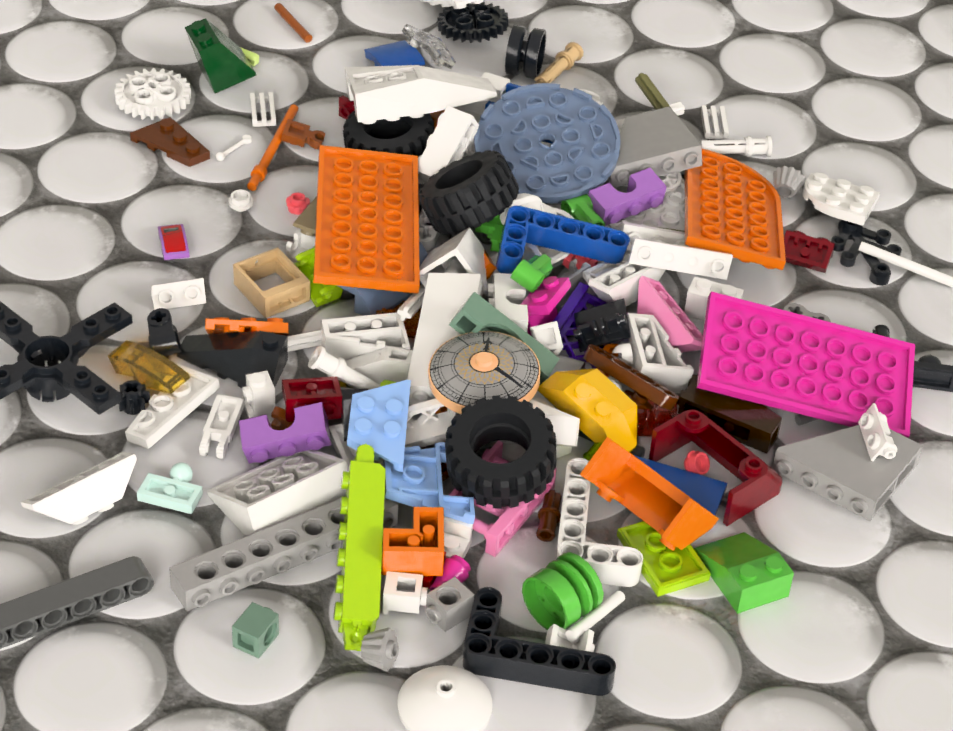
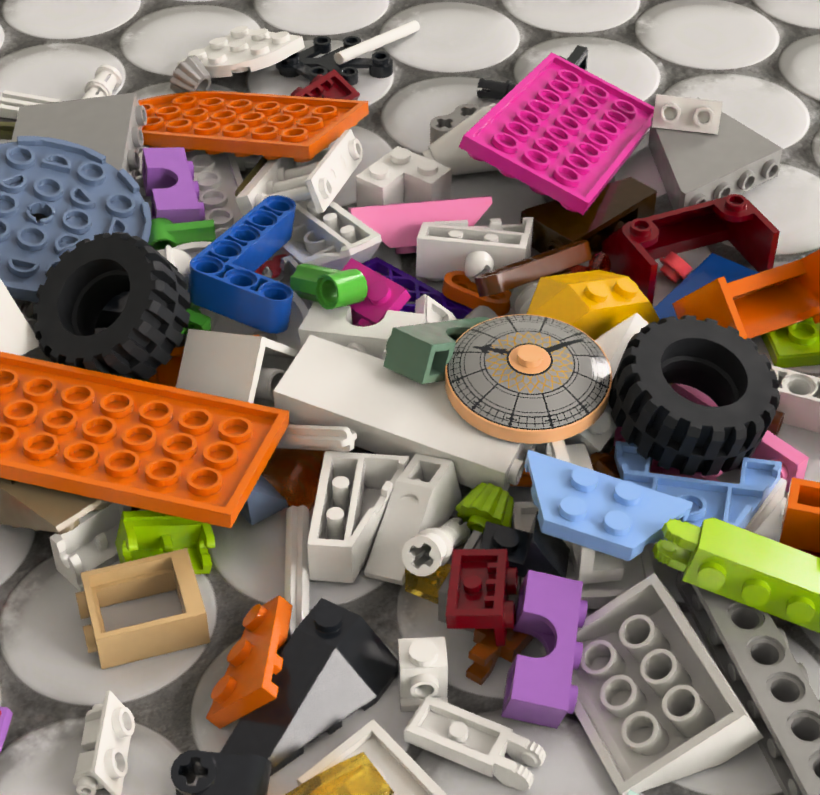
camera: 70 degrees left, 0 degrees up
(602, 325) = (419, 266): black hinge -> none

